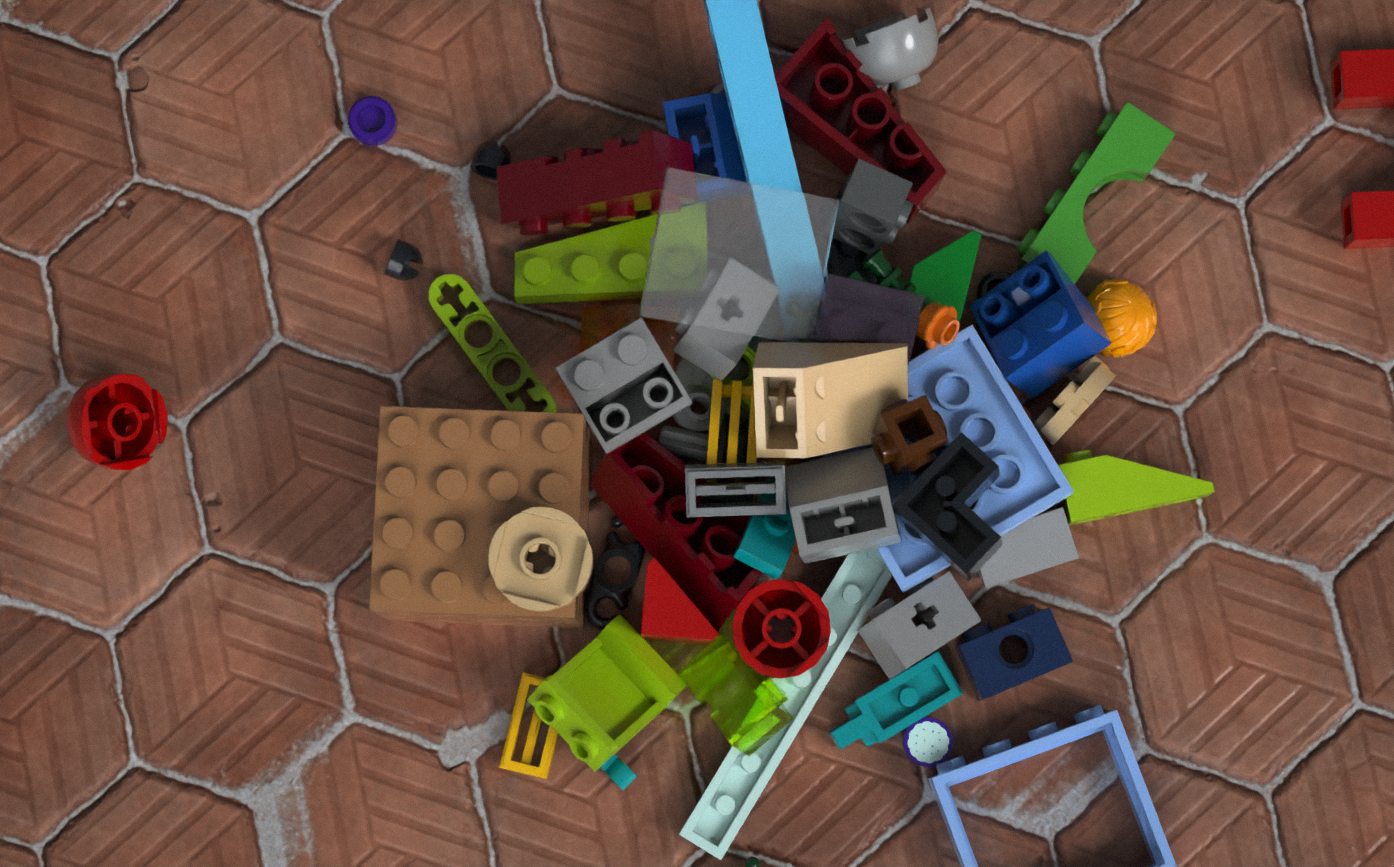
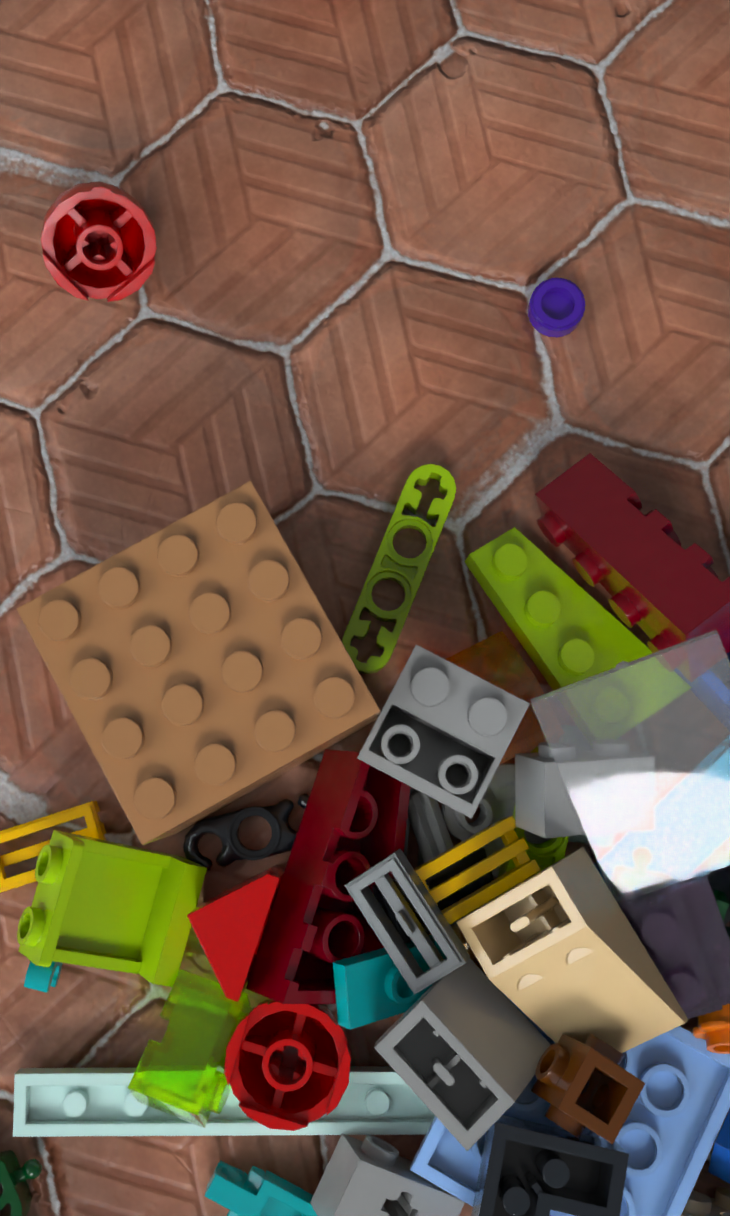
camera: 55 degrees right, 0 degrees up
(399, 262) = (435, 418): black hinge -> none
(489, 157) = (593, 440): black hinge -> none
(524, 534) = (144, 749): tan plate -> none

